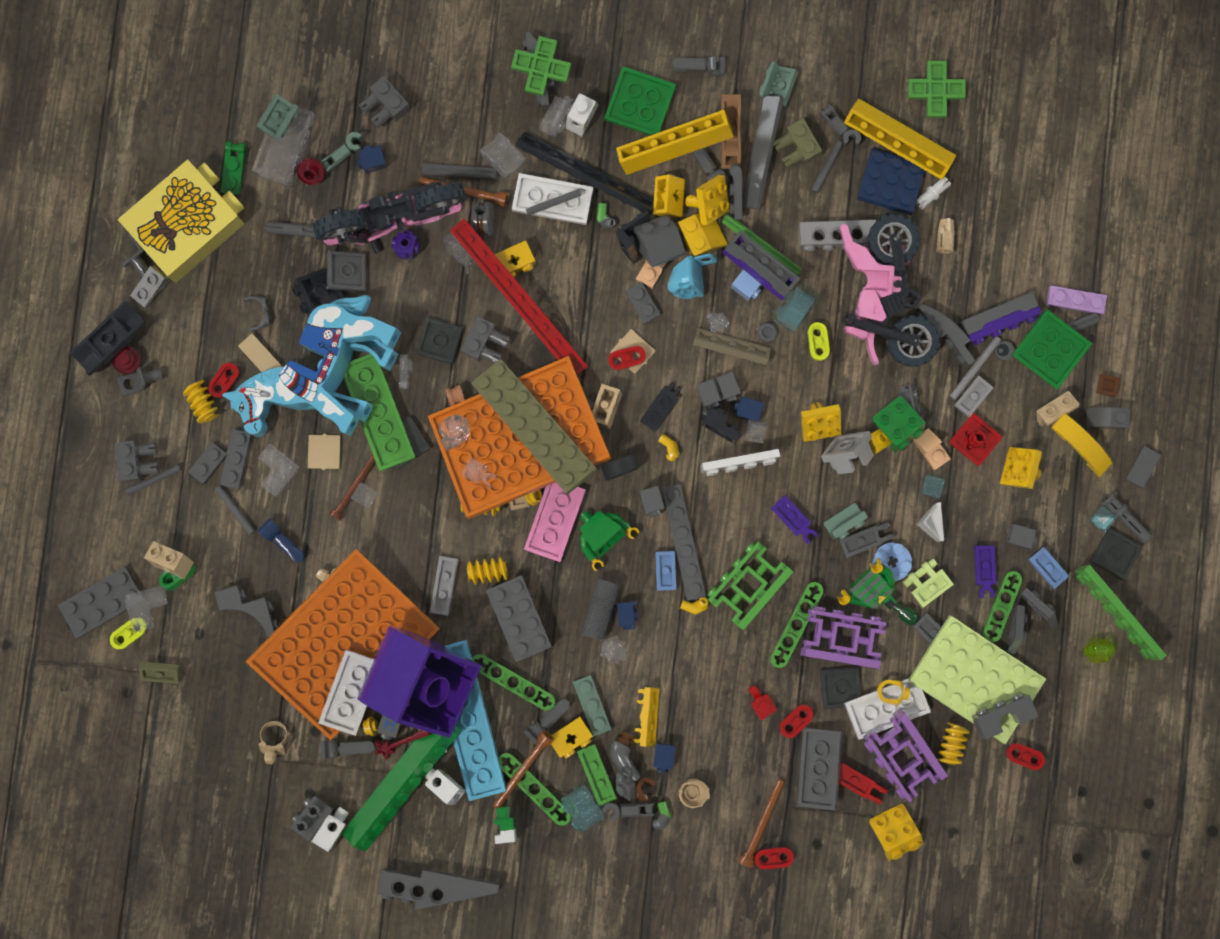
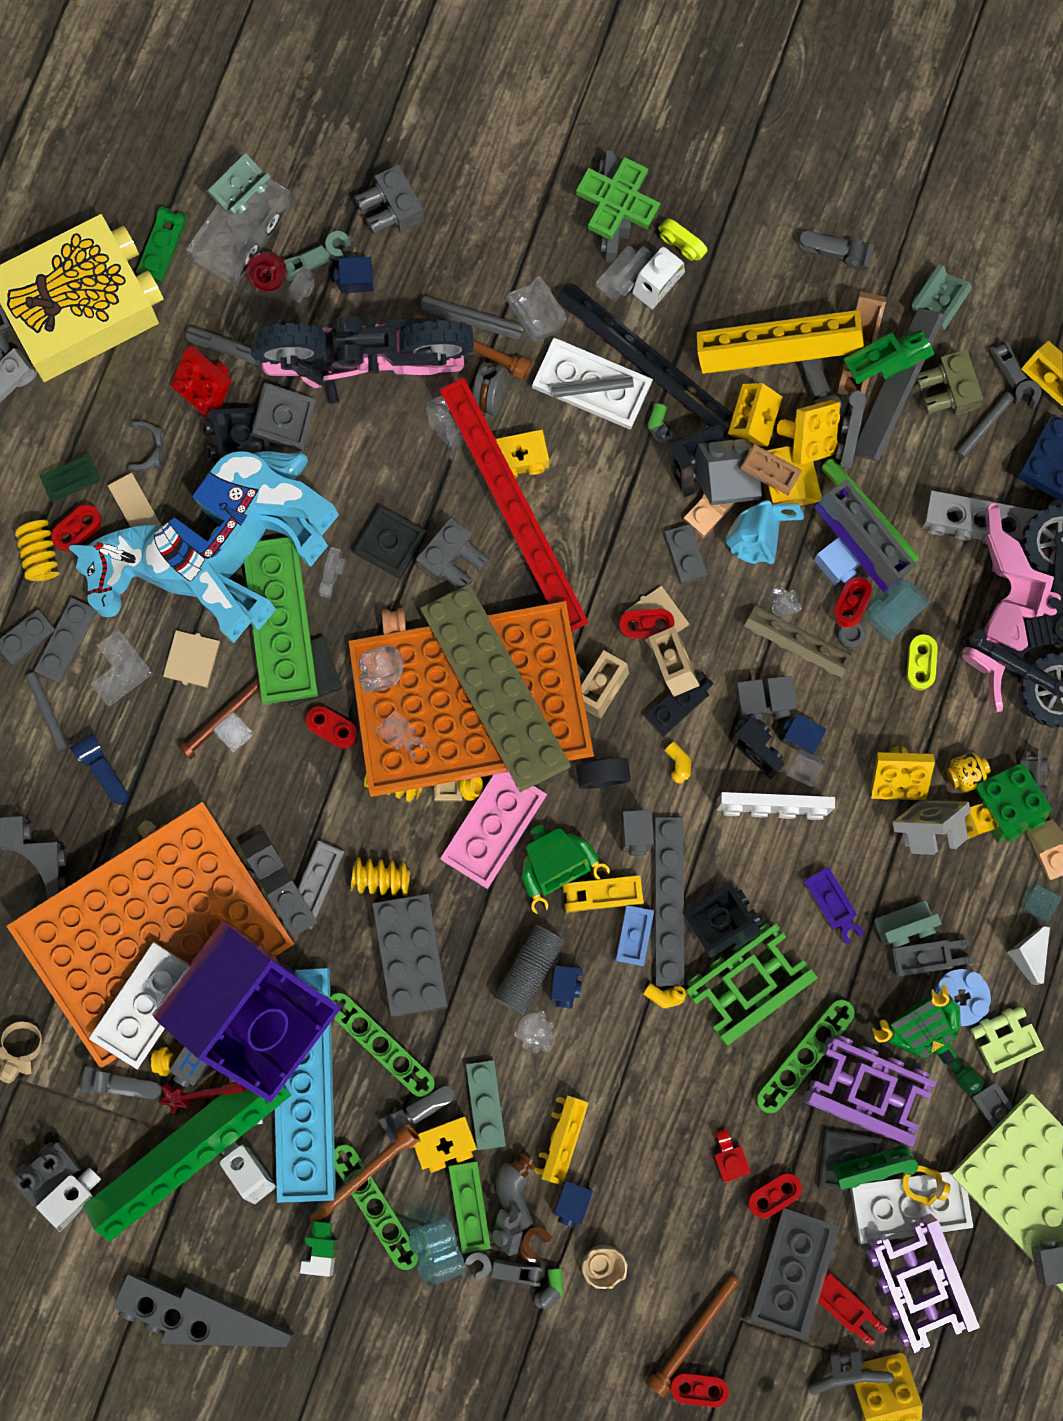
camera: 10 degrees right, 5 degrees down
(211, 346) = (70, 478): none -> clear green plate
(285, 259) = (204, 378): none -> red plate
(337, 175) = (301, 285): none -> clear plate
(405, 251) = (374, 408): dark purple brick -> none
(419, 591) = (278, 884): none -> dark grey arch
(430, 476) = (331, 726): none -> red plate
(584, 80) = (689, 244): none -> neon yellow plate
(639, 102) = (743, 279): green plate -> none
(639, 547) = (604, 893): none -> yellow plate
(650, 380) = (673, 661): none -> tan brick
(687, 234) = (770, 469): none -> medium nougat plate
(722, 547) = (723, 920): none -> black plate
(751, 136) = (889, 356): none -> green plate
(763, 312) = (851, 604): none -> red plate
(858, 687) = (875, 1167): none -> green plate
(864, 409) = (967, 771): none -> yellow head
(874, 825) = (855, 1376): none -> dark grey piece
(953, 744) = (996, 1283): yellow piece -> none

